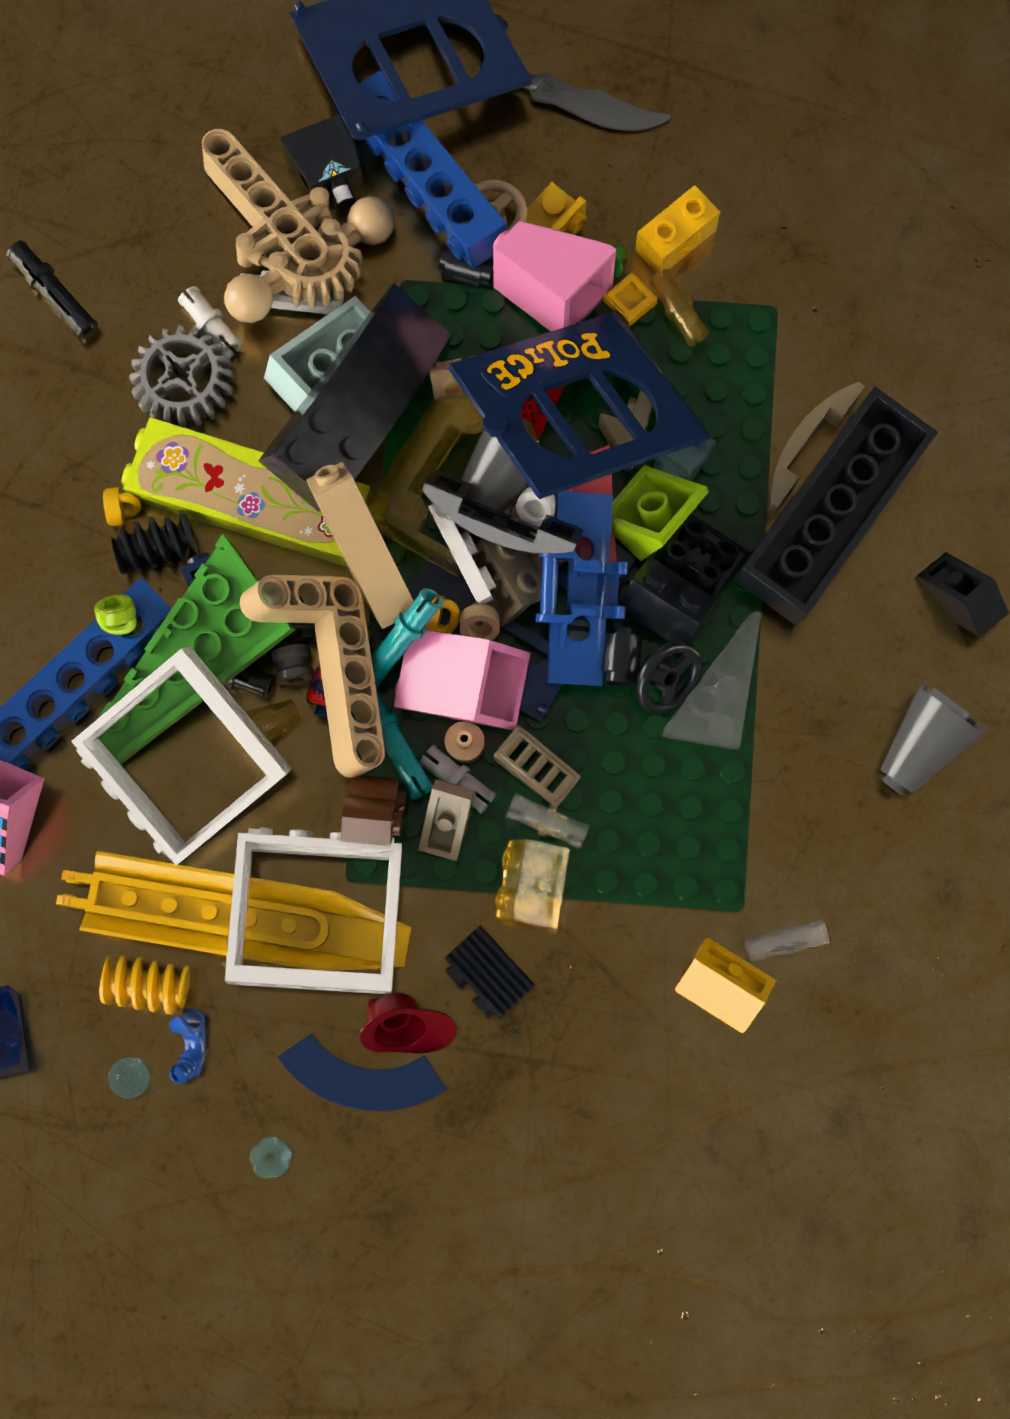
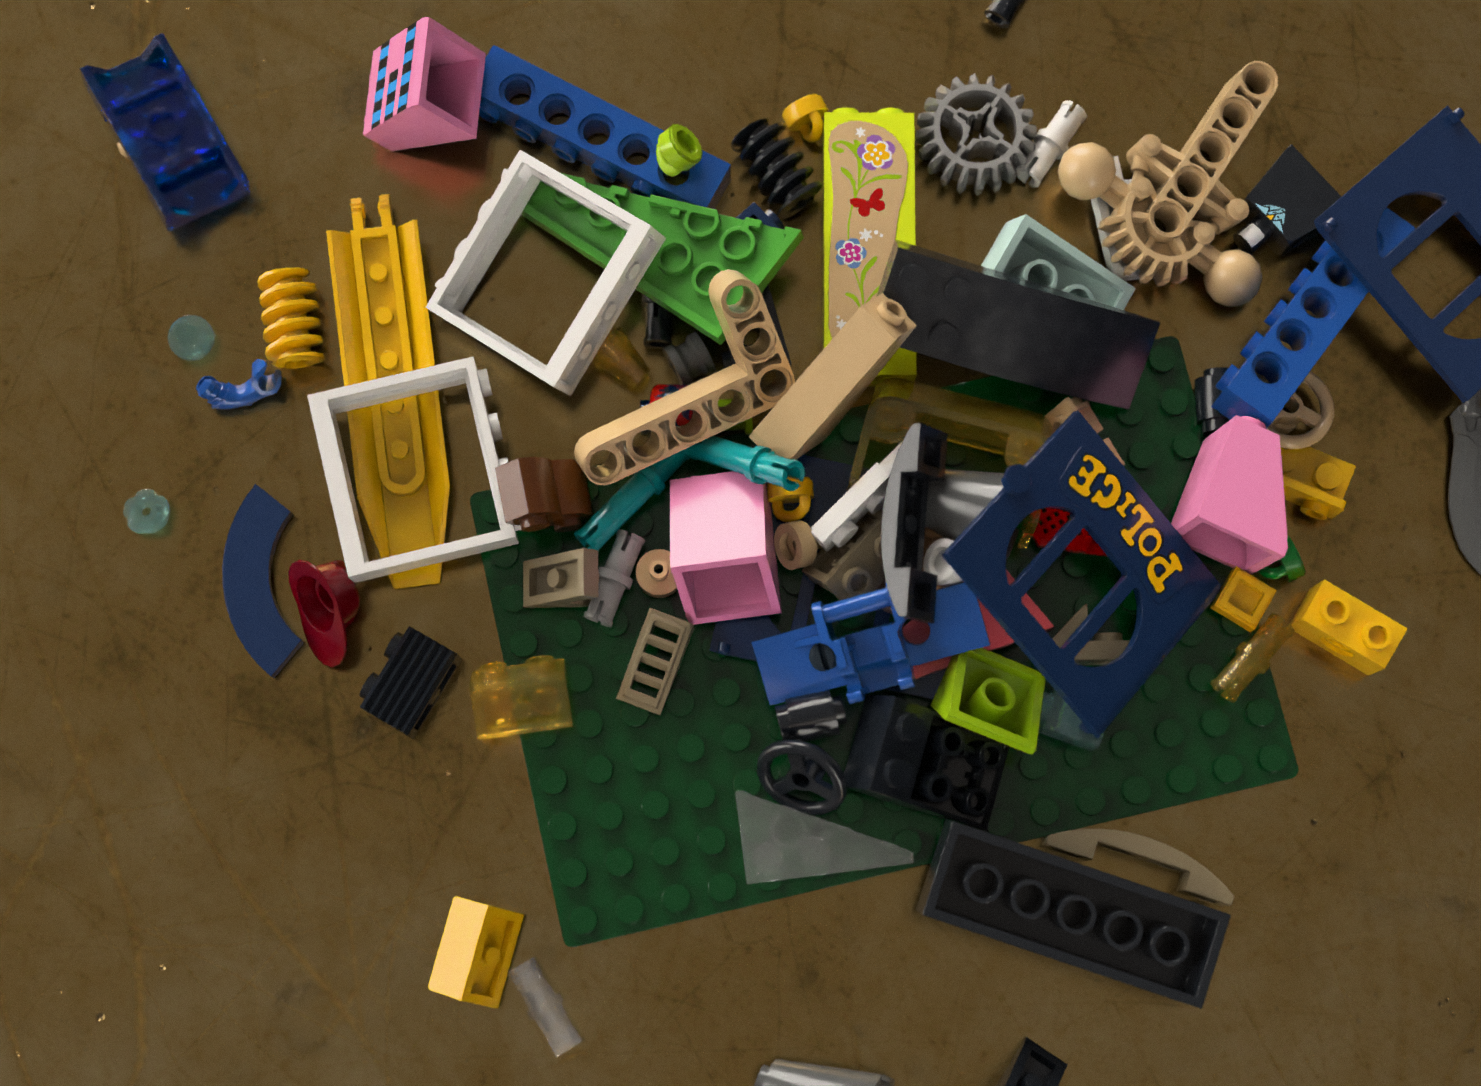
camera: 70 degrees right, 0 degrees up
(547, 821) = (596, 692): clear pin -> none

